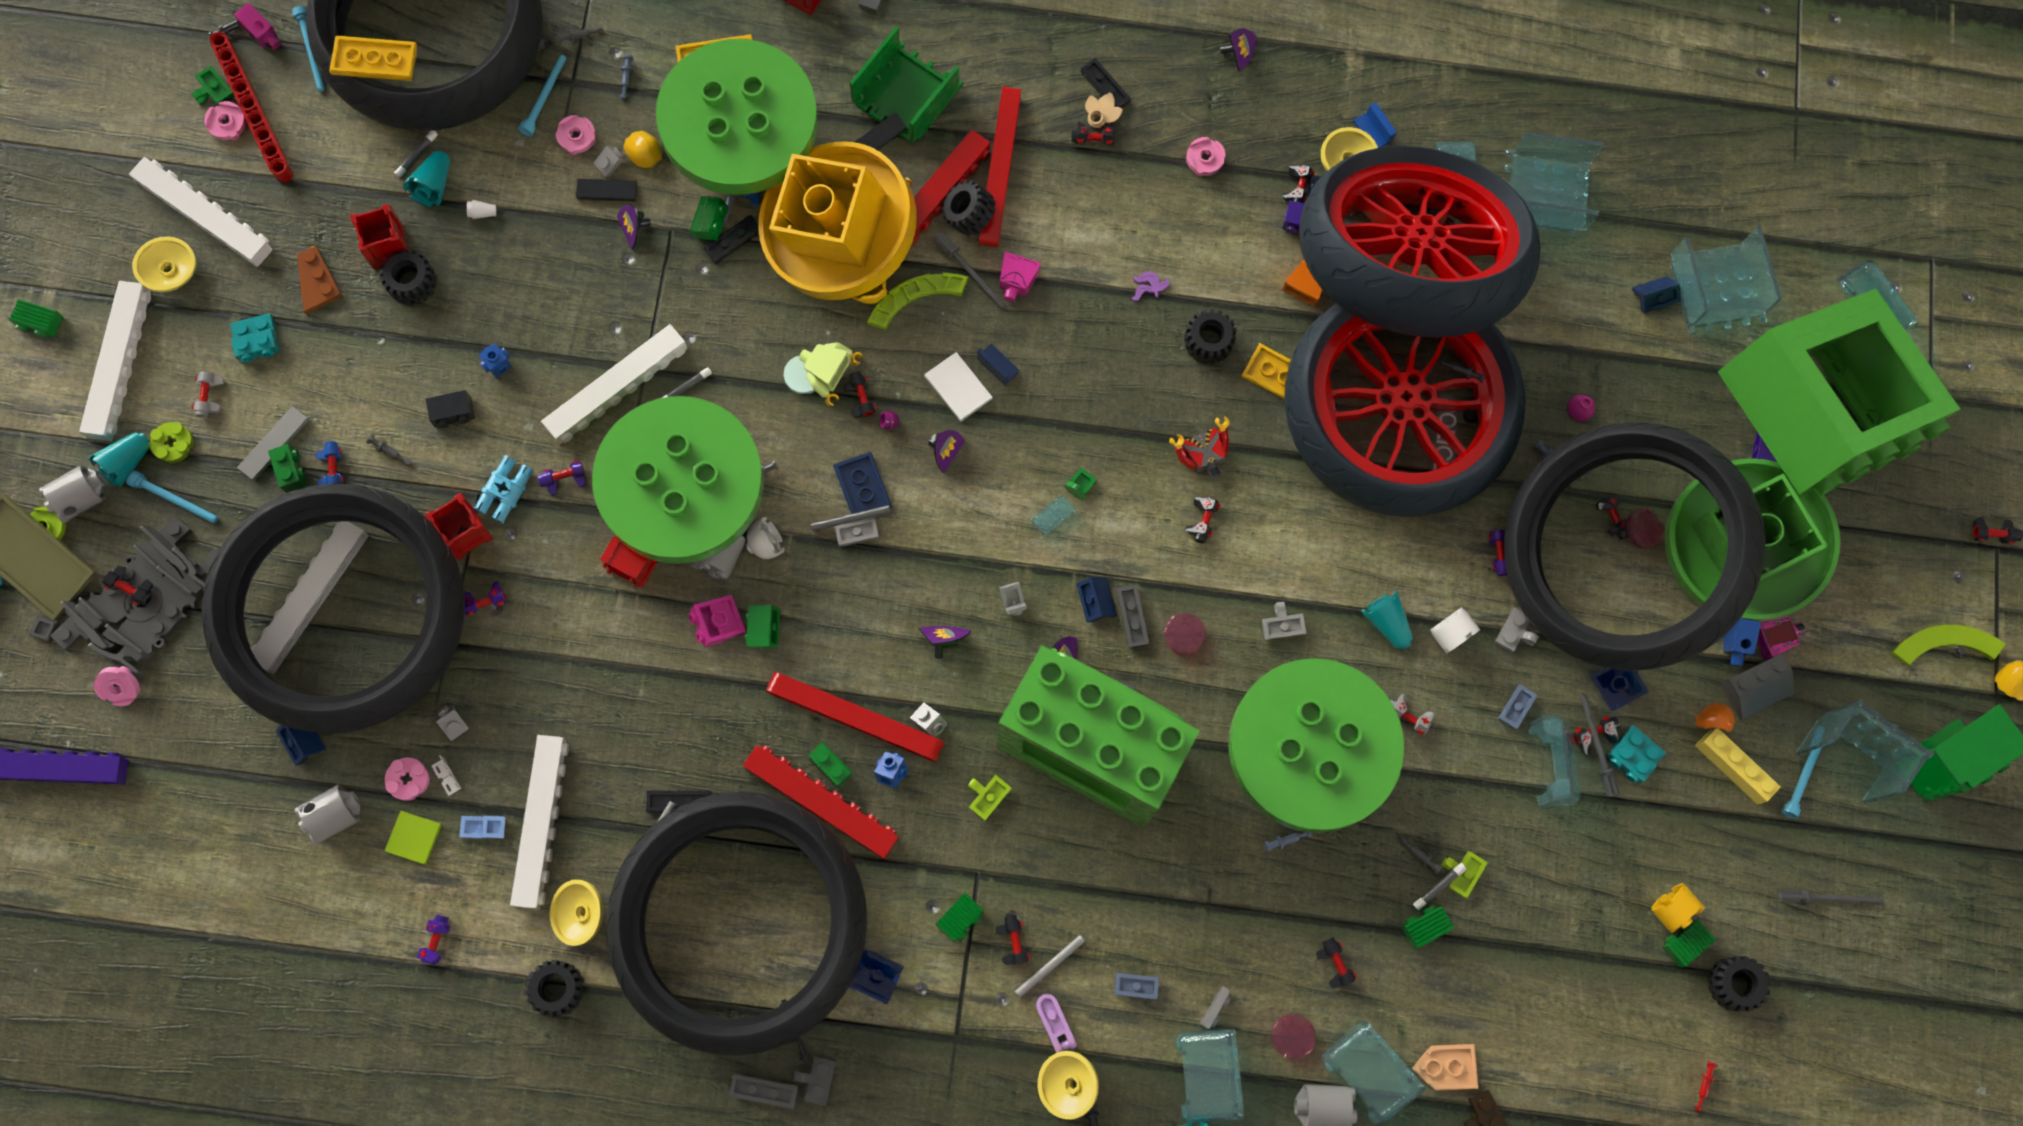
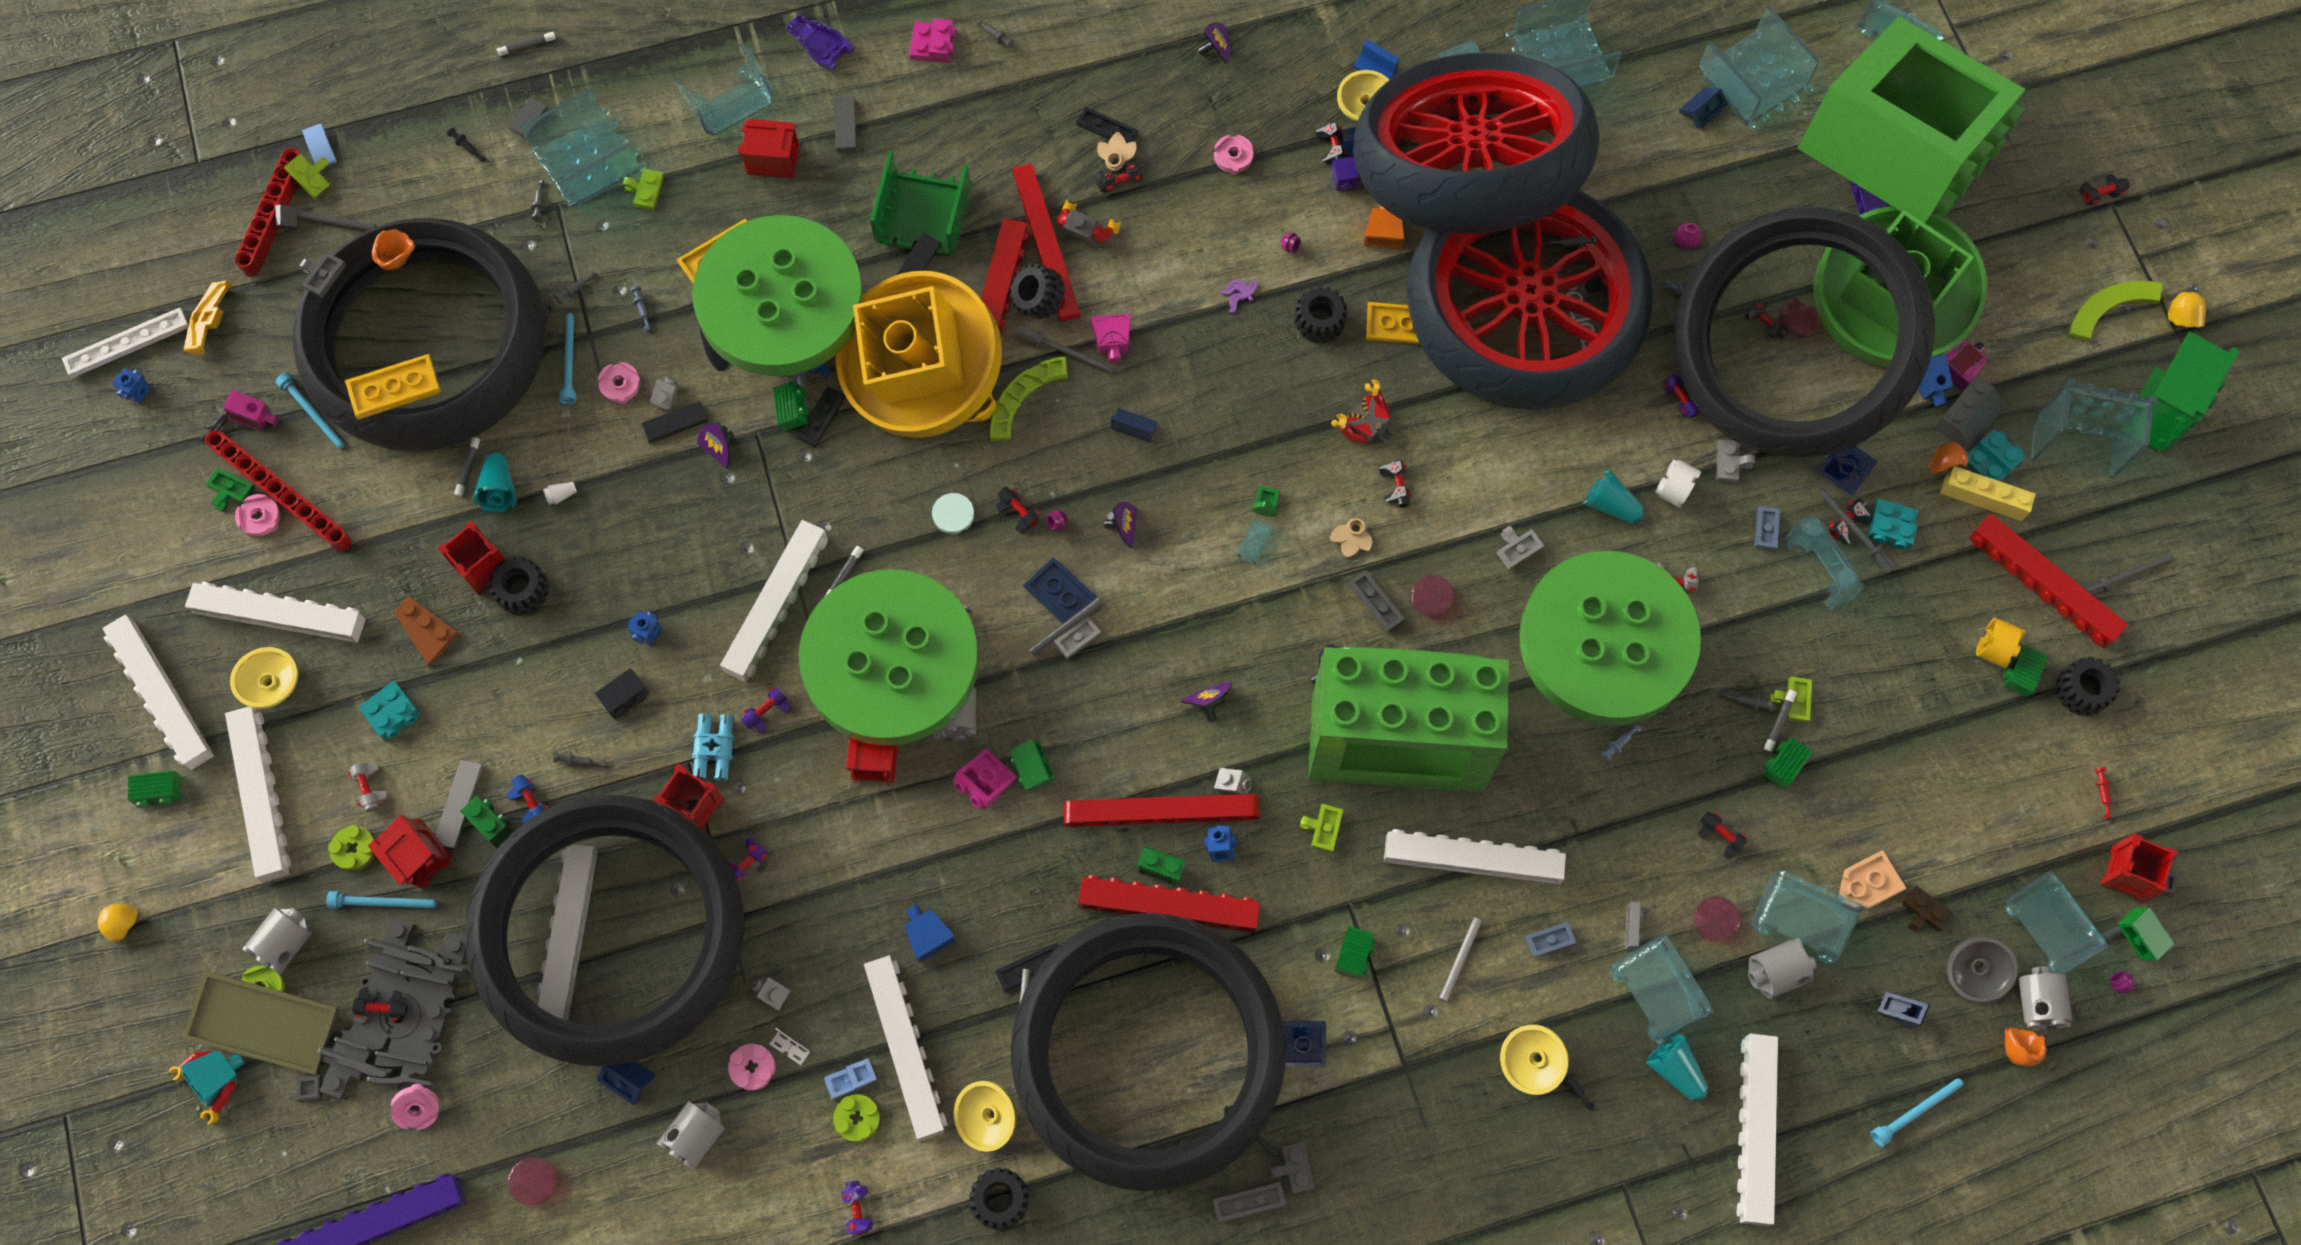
camera: 20 degrees left, 5 degrees down
(75, 238) = (158, 693): none -> white brick
(121, 457) = (310, 885): teal cone -> none
(184, 791) = (532, 1181): none -> clear pink tile
(212, 467) = (410, 852): none -> red container
(413, 837) = (786, 1120): lime tile -> none
(459, 863) = (849, 1107): none -> lime plate
(604, 732) = (926, 933): none -> blue torso
(643, 149) = (693, 369): yellow hair -> none
(764, 540) = (992, 684): white cylinder -> none
(827, 366) = (974, 495): yellowish green torso -> none
(958, 386) = (1106, 461): white tile -> none
(1012, 599) = (1256, 634): light grey bracket -> none
(1013, 927) = (1408, 939): black piece -> none
(1039, 169) = (1084, 227): none -> torso
(1055, 1023) = (1492, 1009): lavender plate -> none
(1096, 598) = (1334, 600): dark blue panel -> none
(1106, 883) = (1474, 857): none -> white brick
(1137, 551) = (1351, 540): none -> tan plate
(1216, 259) = (1290, 242): none -> magenta plate
(1752, 871) = (2048, 581): none -> red brick
(1761, 735) = (1994, 456): none -> teal plate
(1792, 808) = (2053, 510): medium azure piece -> none

